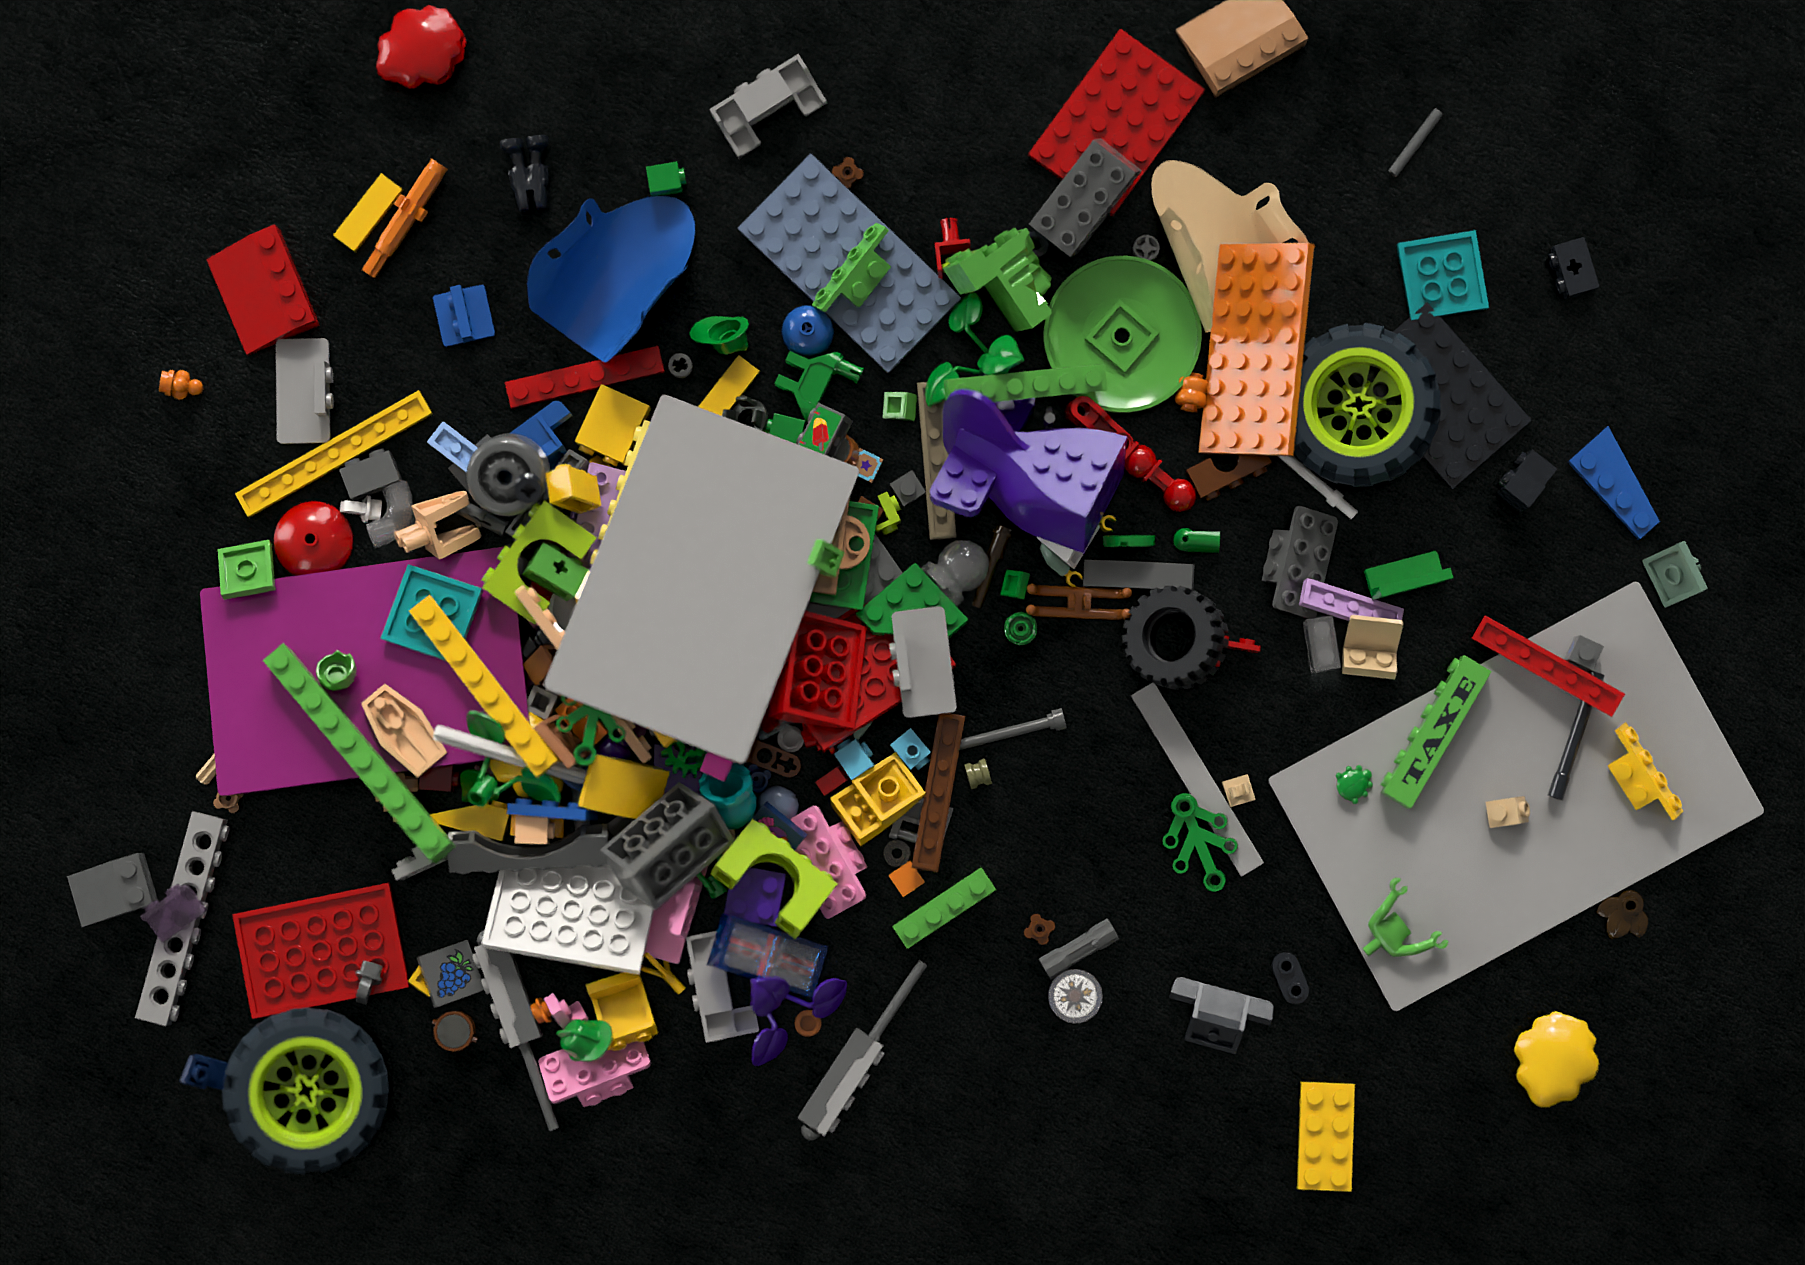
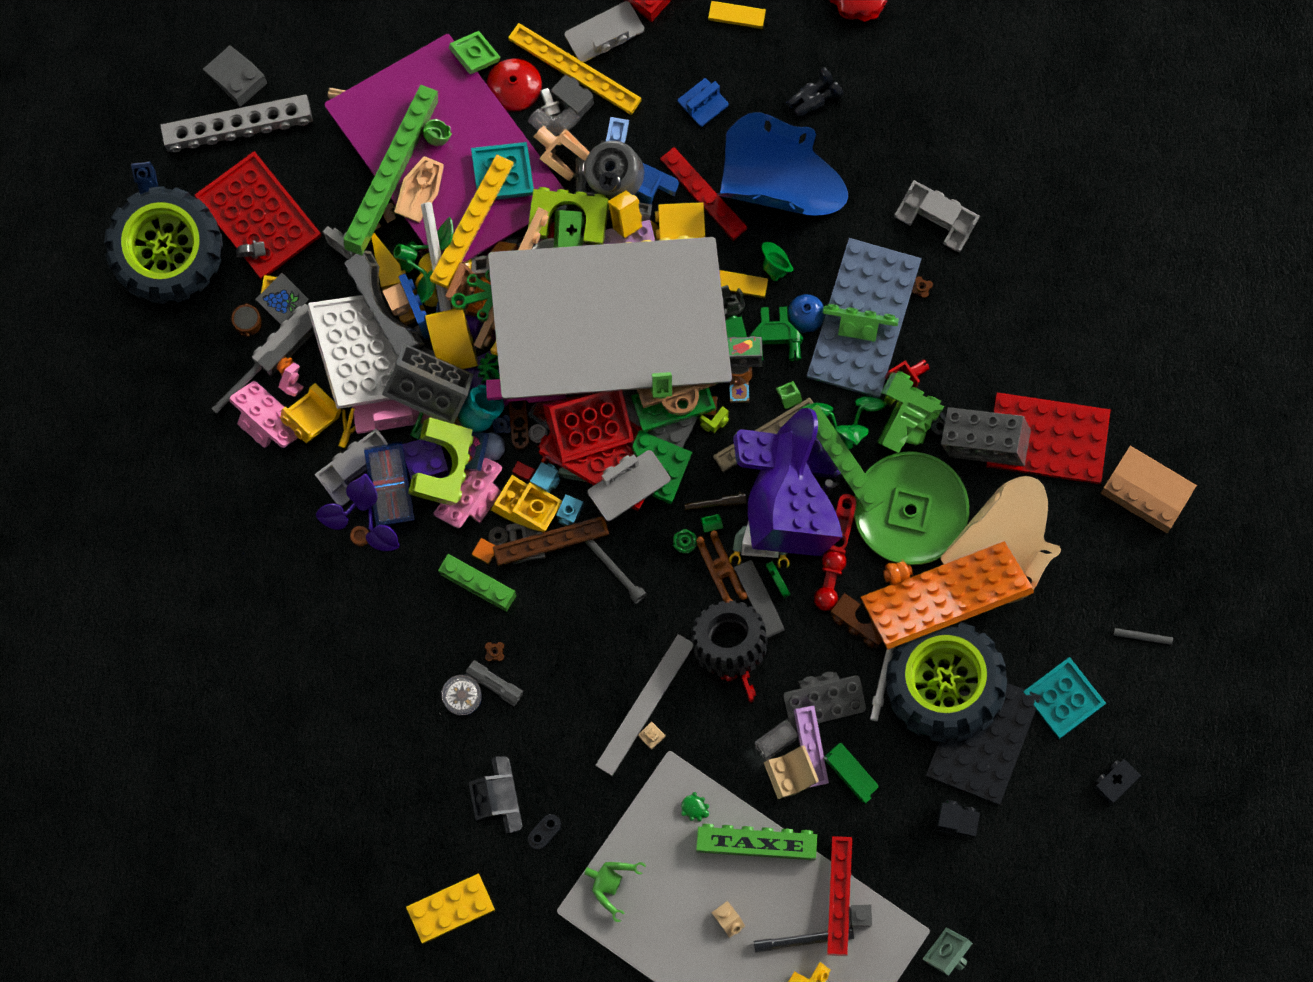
camera: 65 degrees right, 10 degrees down
(173, 912) = (237, 113): clear purple bracket -> none
(231, 805) = (322, 117): medium nougat plate -> none
(409, 210) = (750, 36): orange piece -> none
(440, 779) = (402, 230): dark red brick -> none
(585, 1039) = (279, 397): green piece -> none
(665, 179) = (855, 178): green brick -> none
(683, 373) = (746, 244): dark grey bush -> none
(850, 1068) = (342, 576): piece -> none
(907, 488) = (738, 423): dark grey plate -> none
(959, 569) = (702, 481): clear tile -> none
(978, 773) = (575, 561): olive wheel -> none
(1146, 244) = (977, 494): dark grey wheel -> none
(1197, 541) = (801, 625): green piece -> none
(1197, 838) = (605, 723): green plant -> none
(1612, 479) = (990, 879): blue wing -> none

